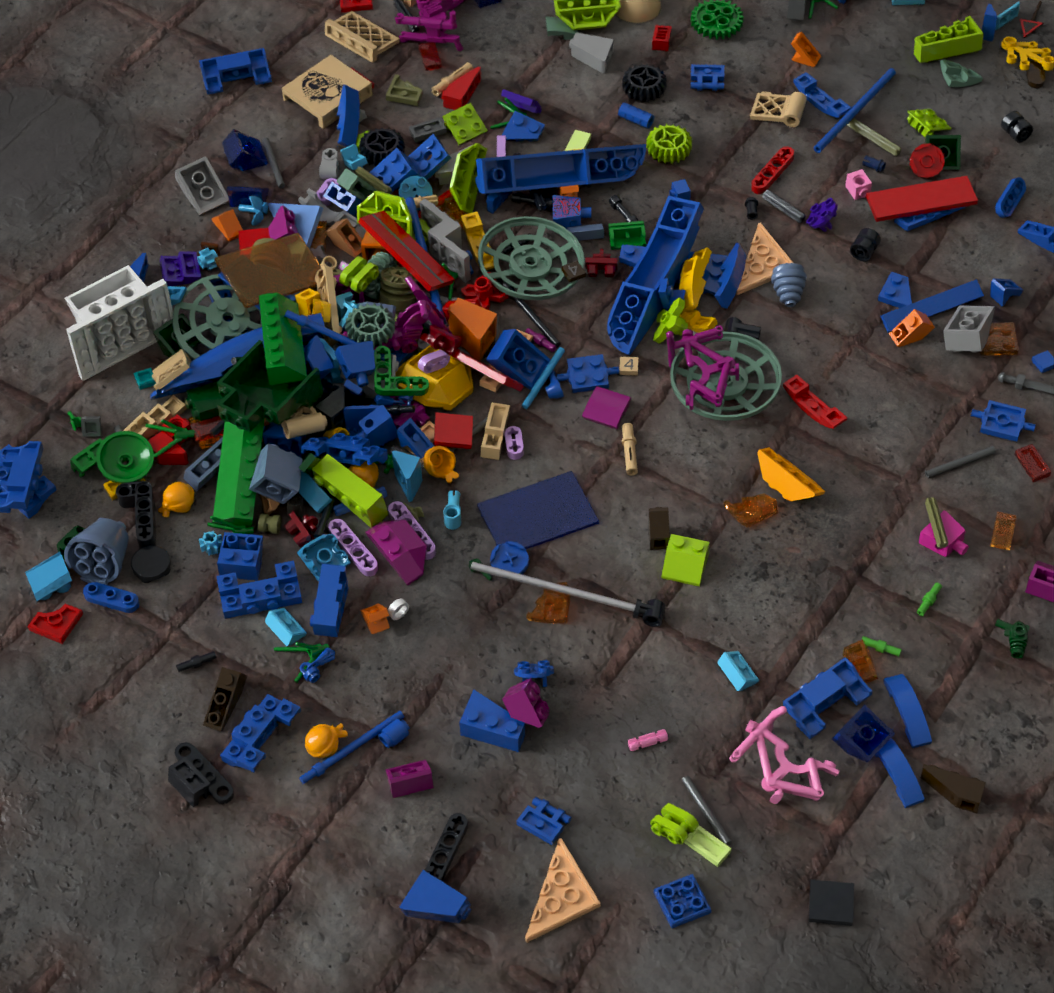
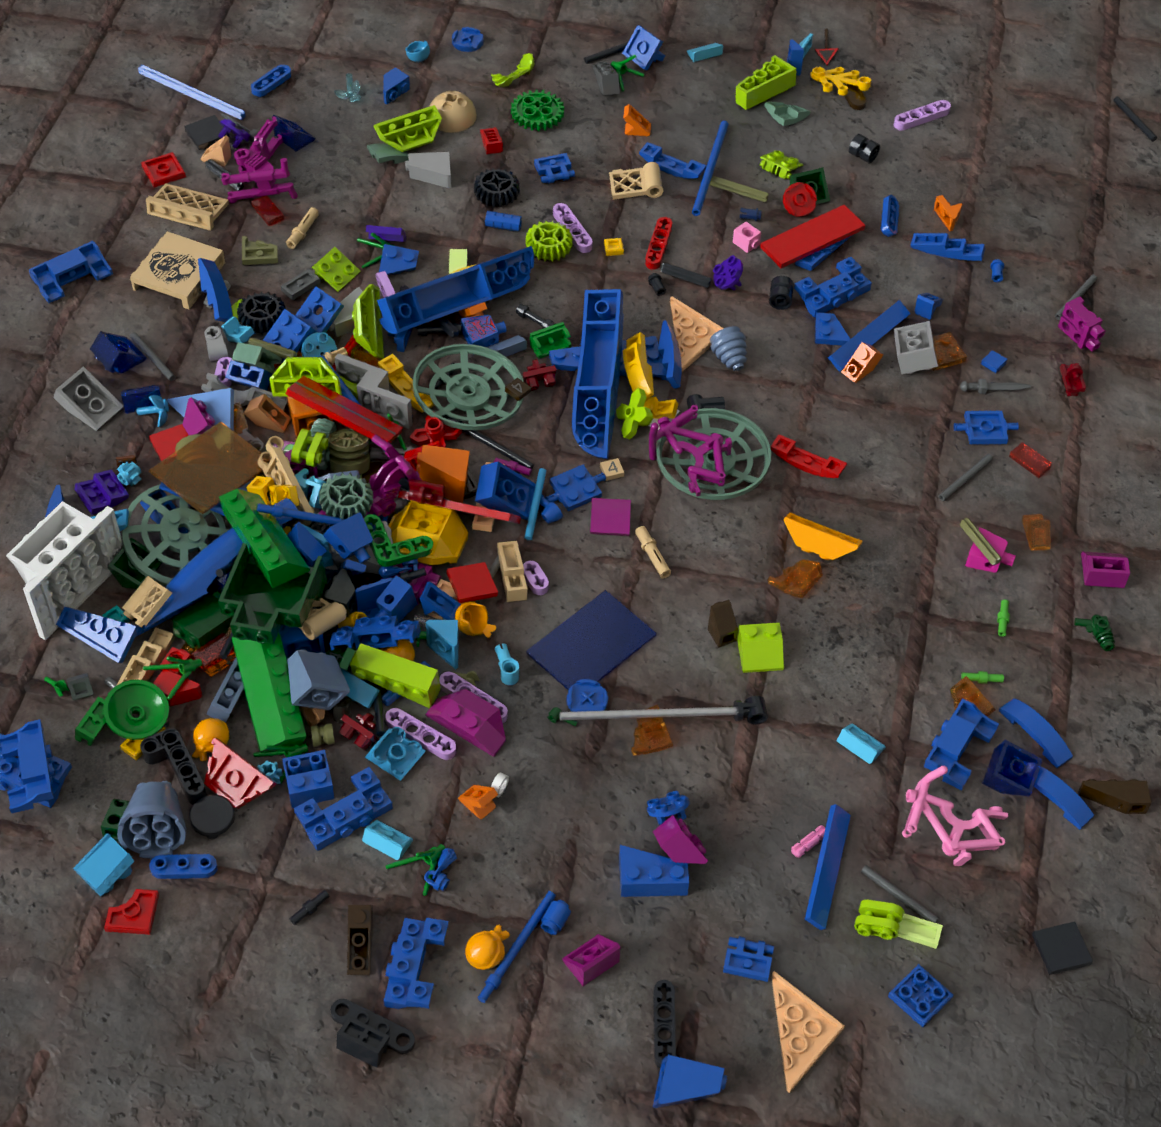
camera: 25 degrees left, 0 degrees up
(126, 386) = (100, 632): none -> wing
(181, 536) = (234, 776): none -> wing
(228, 224) = (133, 432): orange slope -> none
(330, 600) = (425, 798): blue wedge -> none
(433, 361) = (426, 517): lavender beam -> none
(461, 90) = (316, 237): red slope -> none
(652, 766) = (827, 867): none -> blue tile
(667, 293) = (624, 388): blue slope -> none
(680, 190) = (581, 283): blue plate -> none
(701, 136) = (576, 226): none -> lavender beam
(728, 163) = (613, 246): none -> yellow tile
(920, 256) = (834, 291): none -> blue bracket

